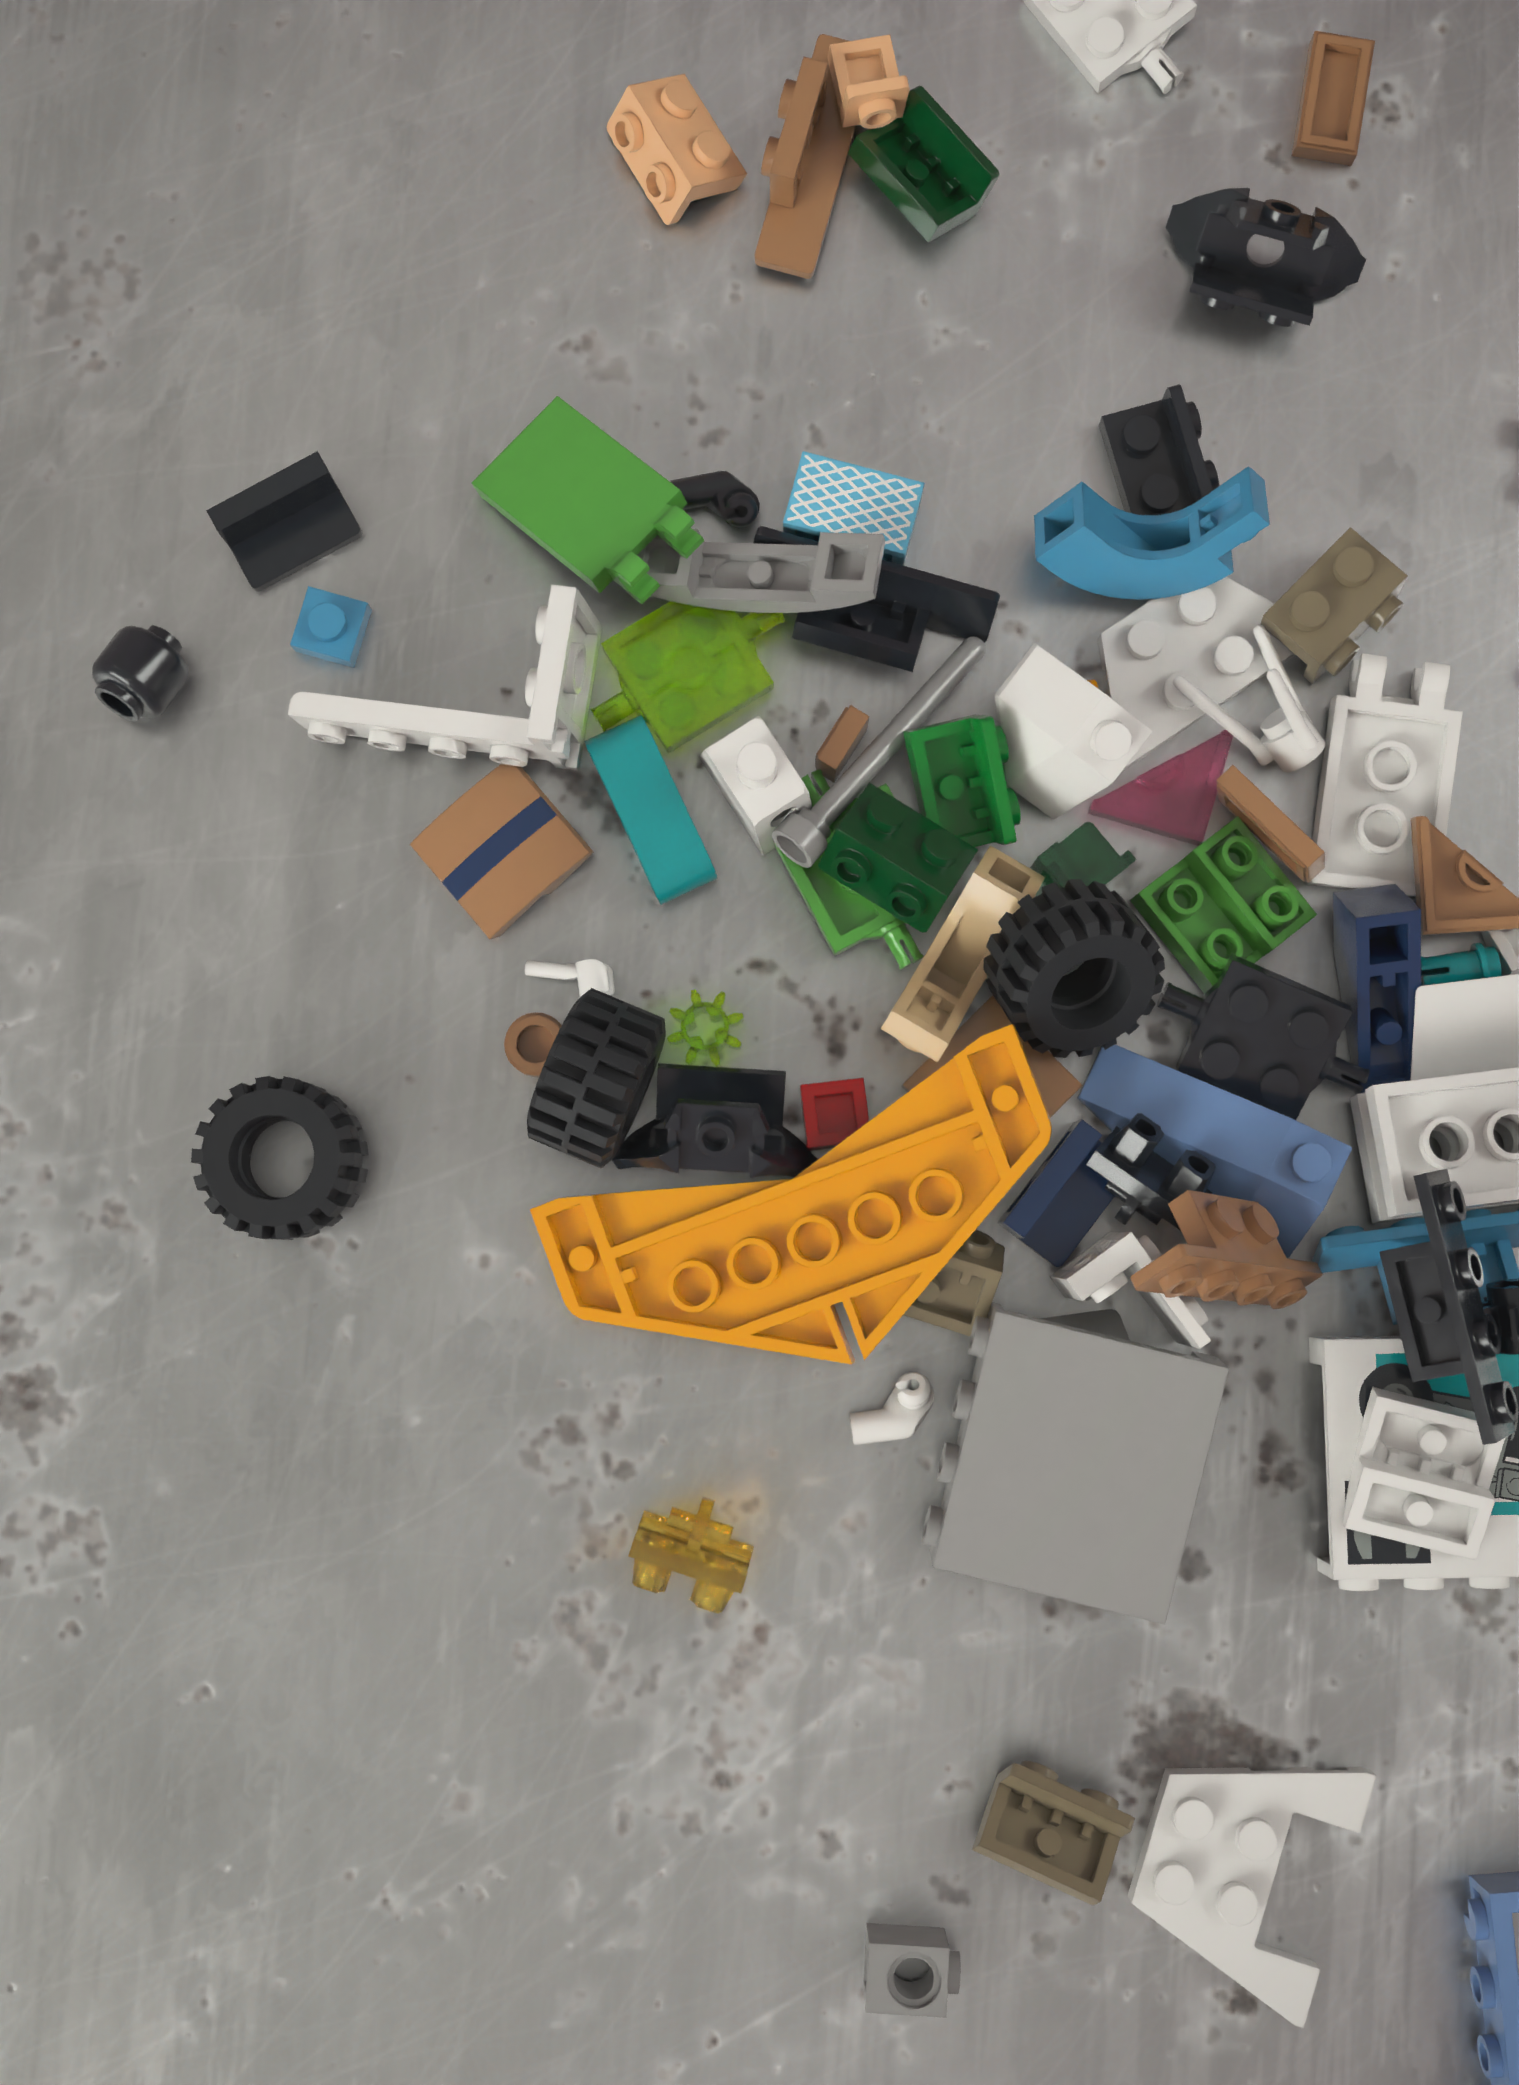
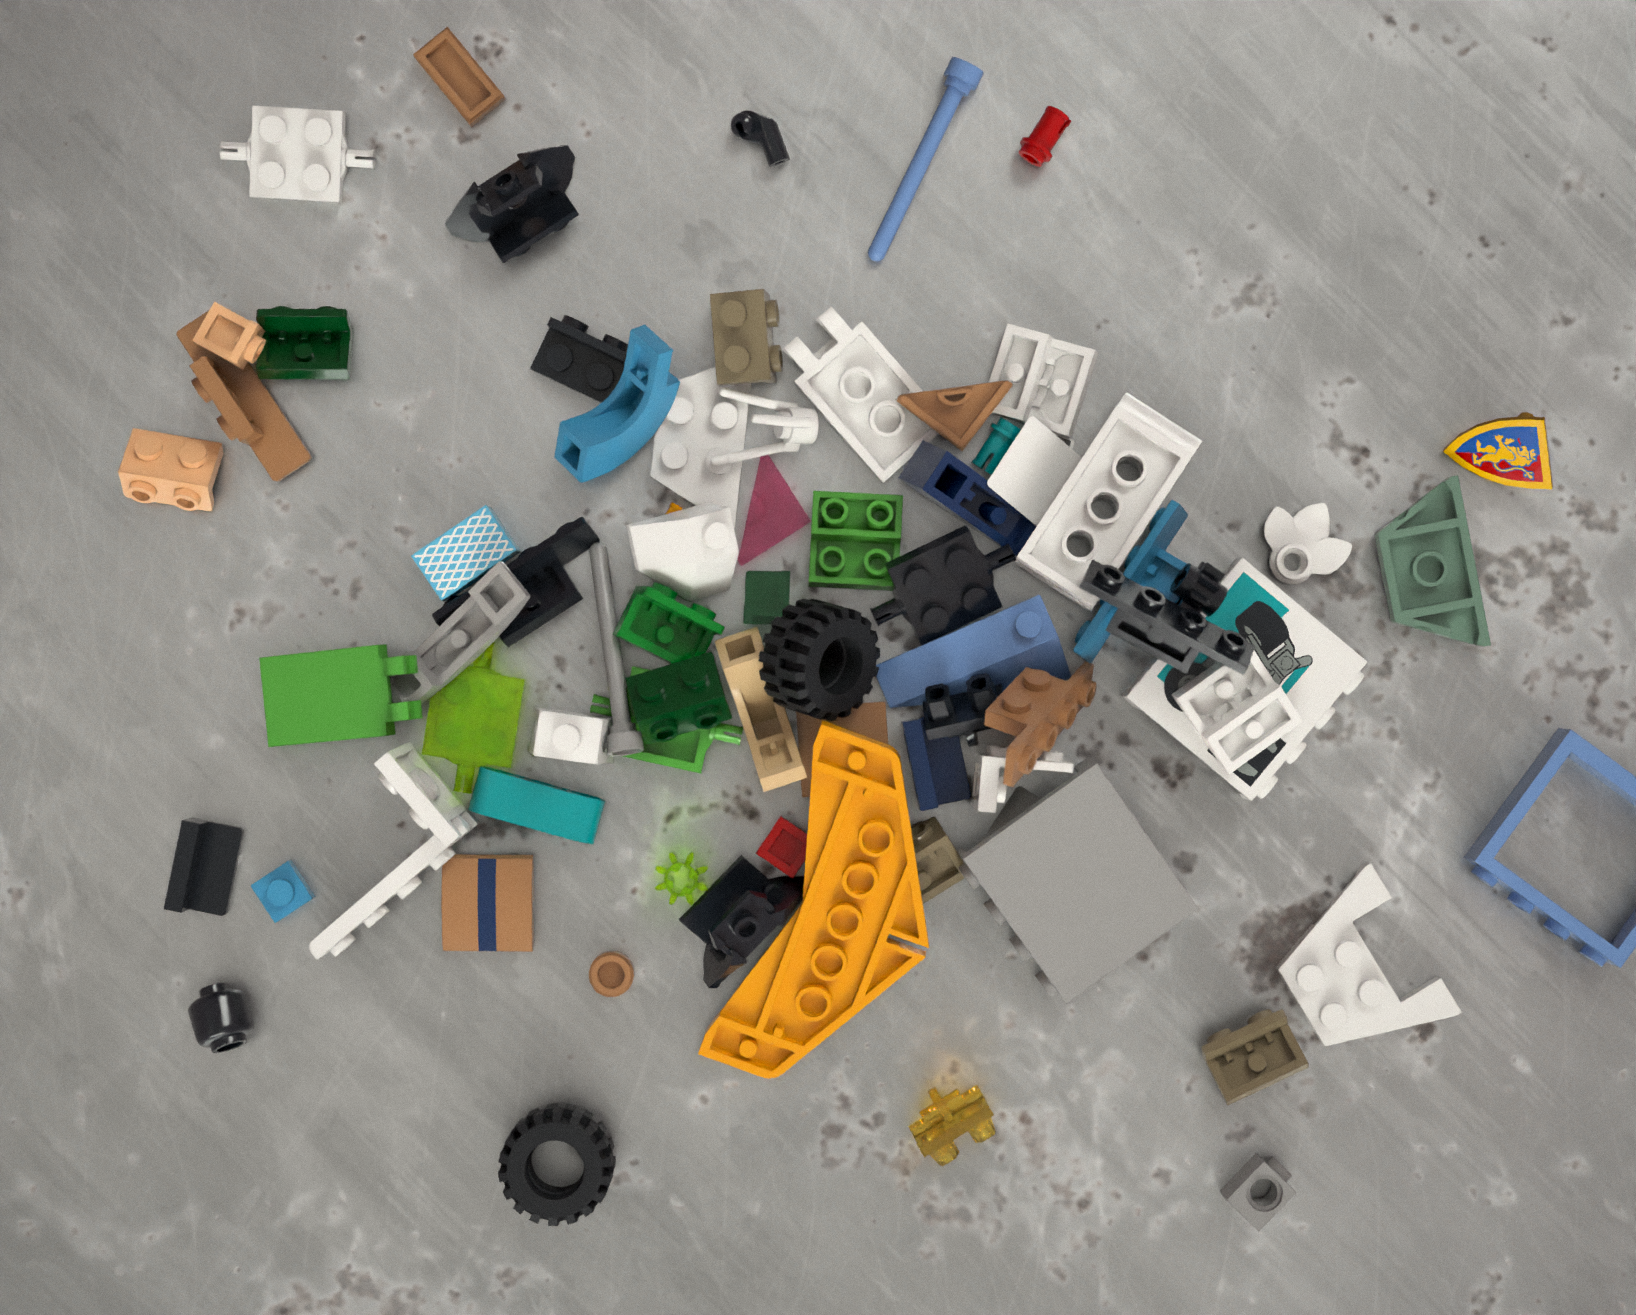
camera: 50 degrees left, 5 degrees up
(589, 973) = (601, 913): white hand -> none
(595, 1077) = (659, 962): black tyre -> none
(721, 494) = (390, 614): black arm -> none
(841, 742) = (589, 670): medium nougat tile -> none
(900, 1414) = (975, 951): white arm -> none
(1270, 825) = (833, 481): medium nougat tile -> none

